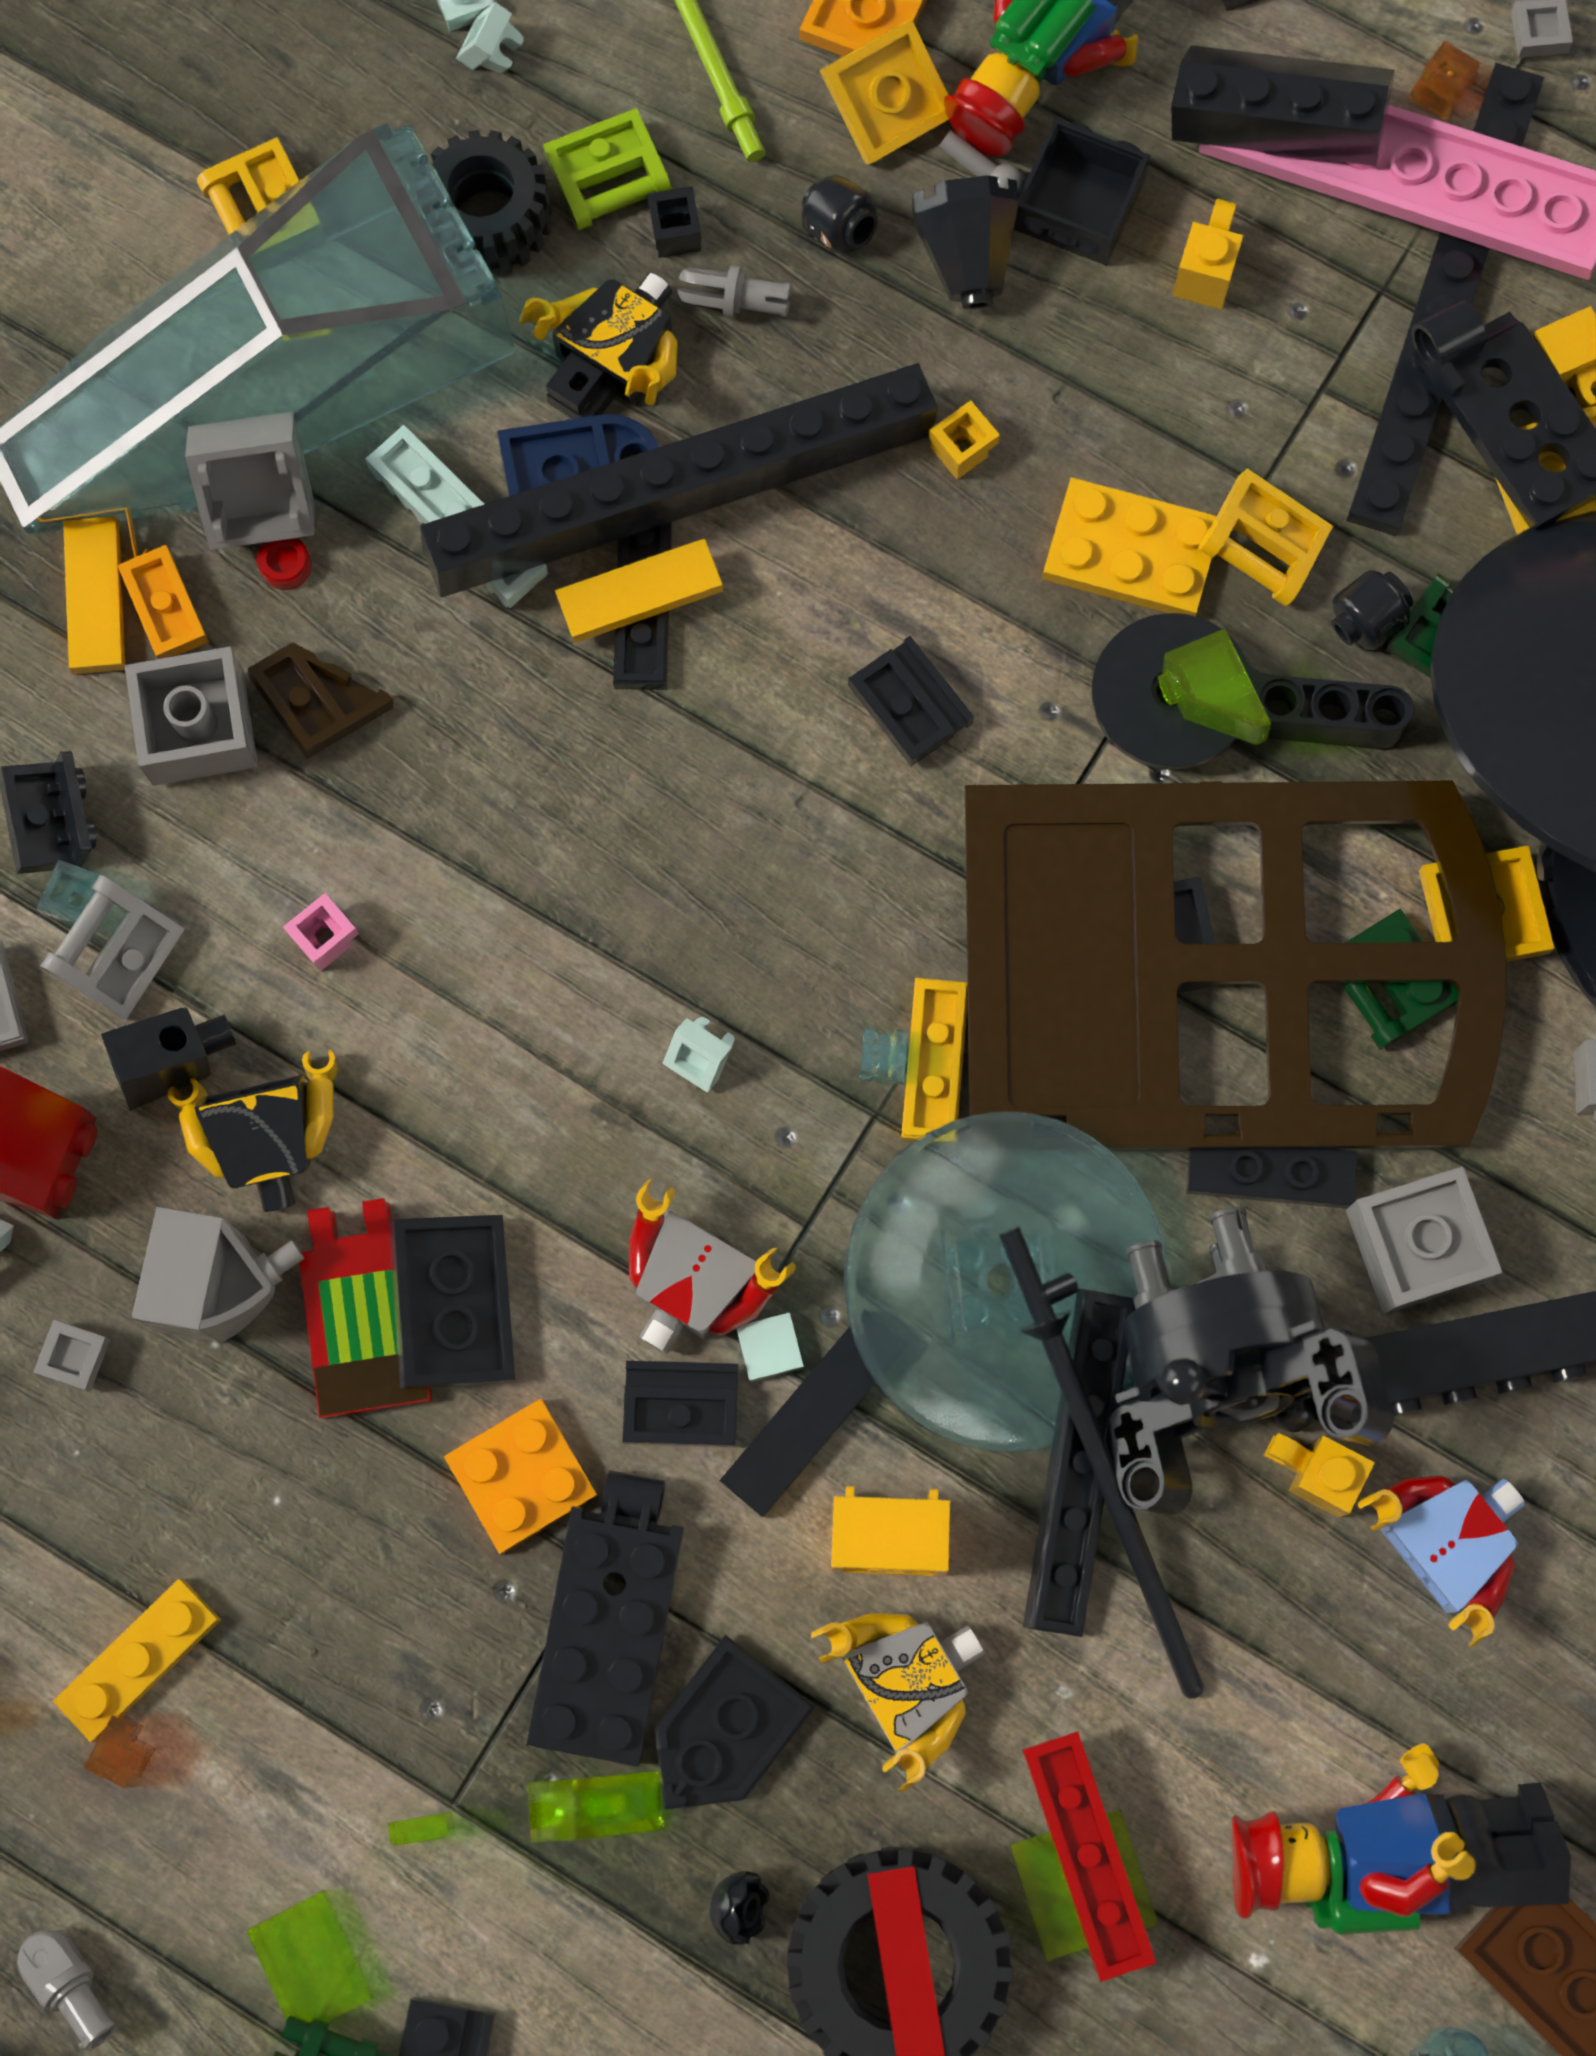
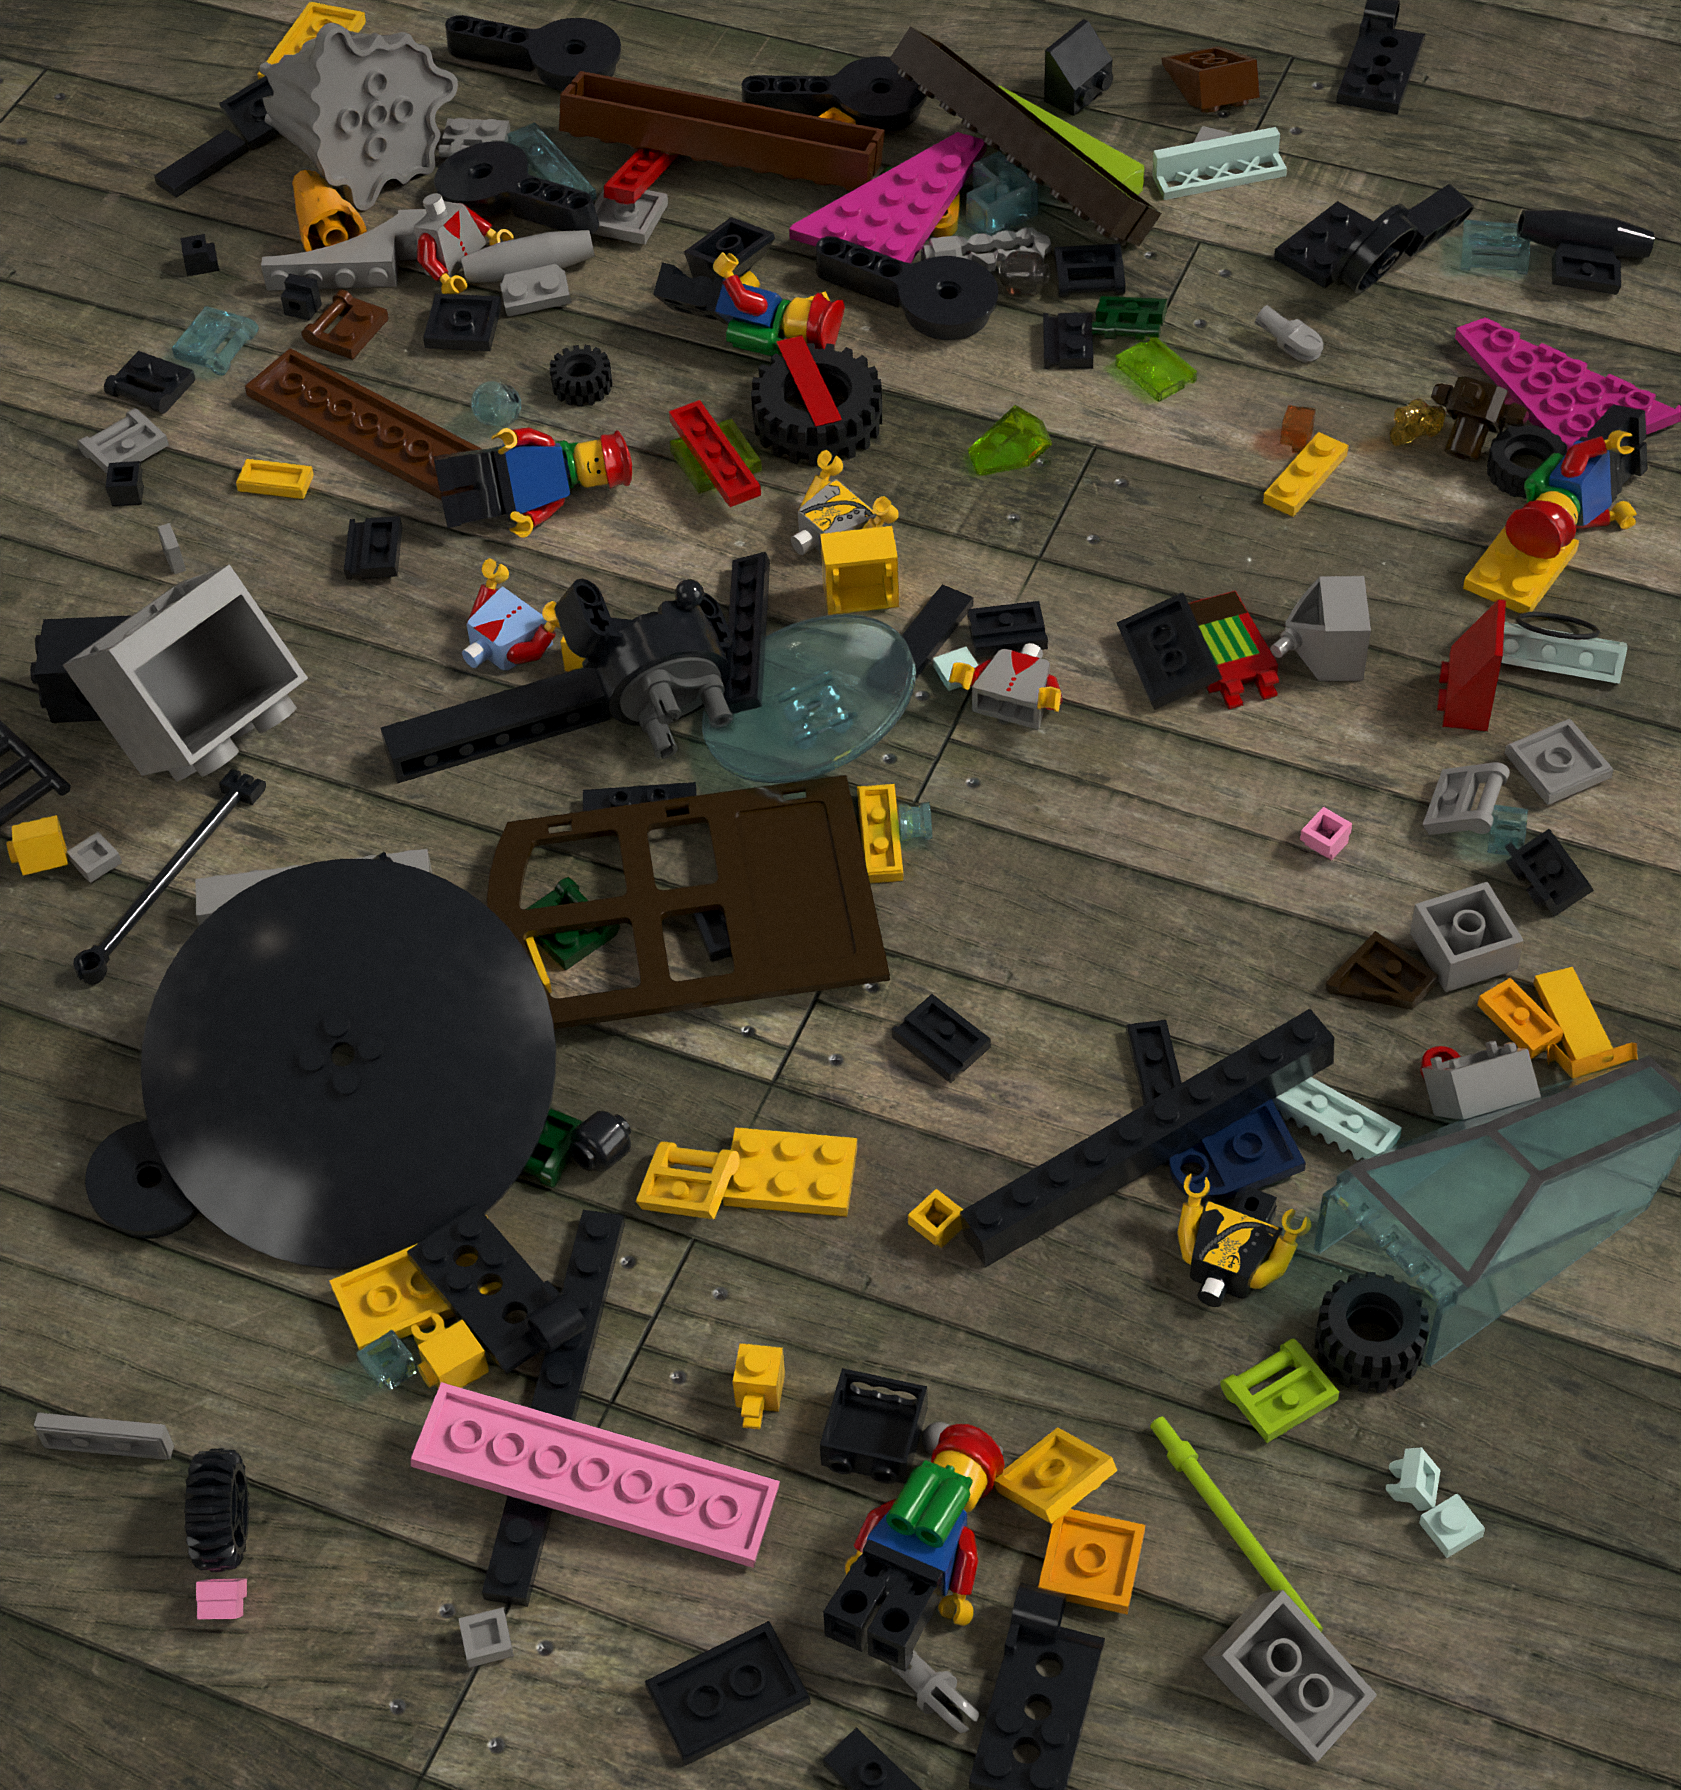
camera: 170 degrees right, 25 degrees down
(71, 1355) = (1404, 596): light grey plate -> none
(145, 1059) = (1408, 740): black torso -> none
(260, 1130) = (1327, 713): torso -> none
(263, 172) = (1553, 1326): yellow plate -> none
(421, 1828) = (1109, 422): clear neon green tile -> none
(520, 1476) = (1099, 586): light orange plate -> none
(603, 1645) = (1024, 526): black hinge -> none
(639, 590) = (1159, 1072): yellow tile -> none
(674, 209) = (1210, 1341): black piece -> none
(698, 1053) = (1042, 803): light aqua tile -> none
(725, 1729) = (940, 495): black tile -> none
(738, 1907) = (915, 416): black plate -> none
(739, 291) = (1153, 1302): light grey arm -> none
(839, 214) = (1074, 1375): black head -> none
(968, 235) = (964, 1369): black cone -> none
(1049, 1329) = (779, 668): black piece -> none
(1159, 736) = (708, 1059): black beam -> none
(1214, 688) = (715, 1040): clear neon green slope -> none
(1281, 104) = (712, 1501): black slope -> none
(1423, 1240) = (536, 766): light grey container -> none
(1445, 81) = (568, 1588): clear orange piece -> none

